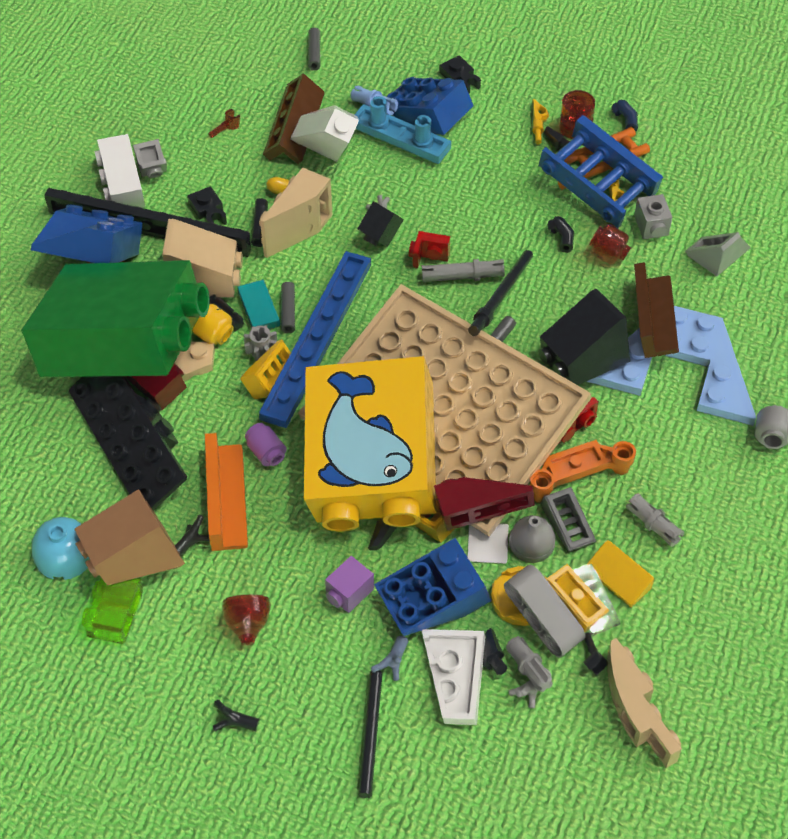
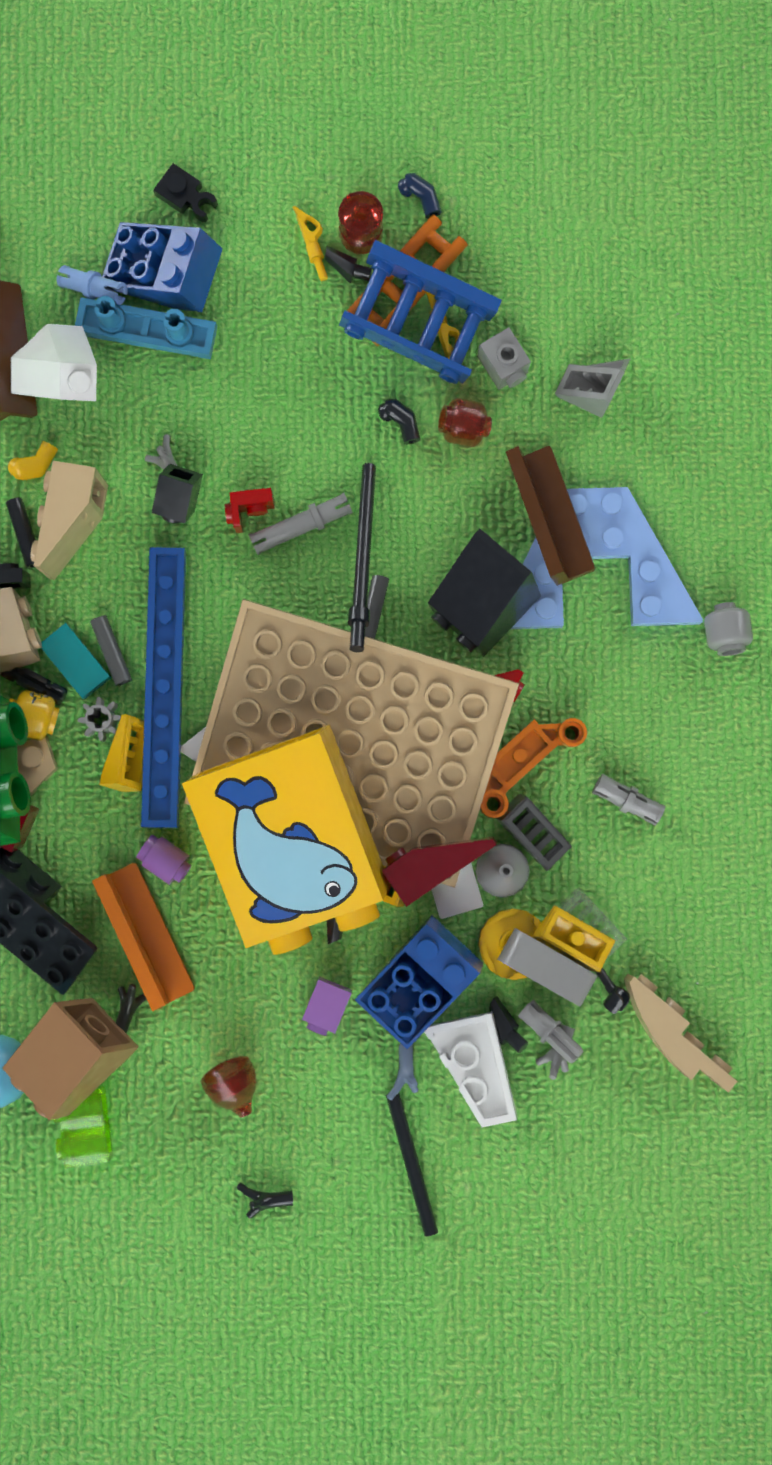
camera: 25 degrees left, 30 degrees up
(621, 574) = (609, 882): yellow slope -> none

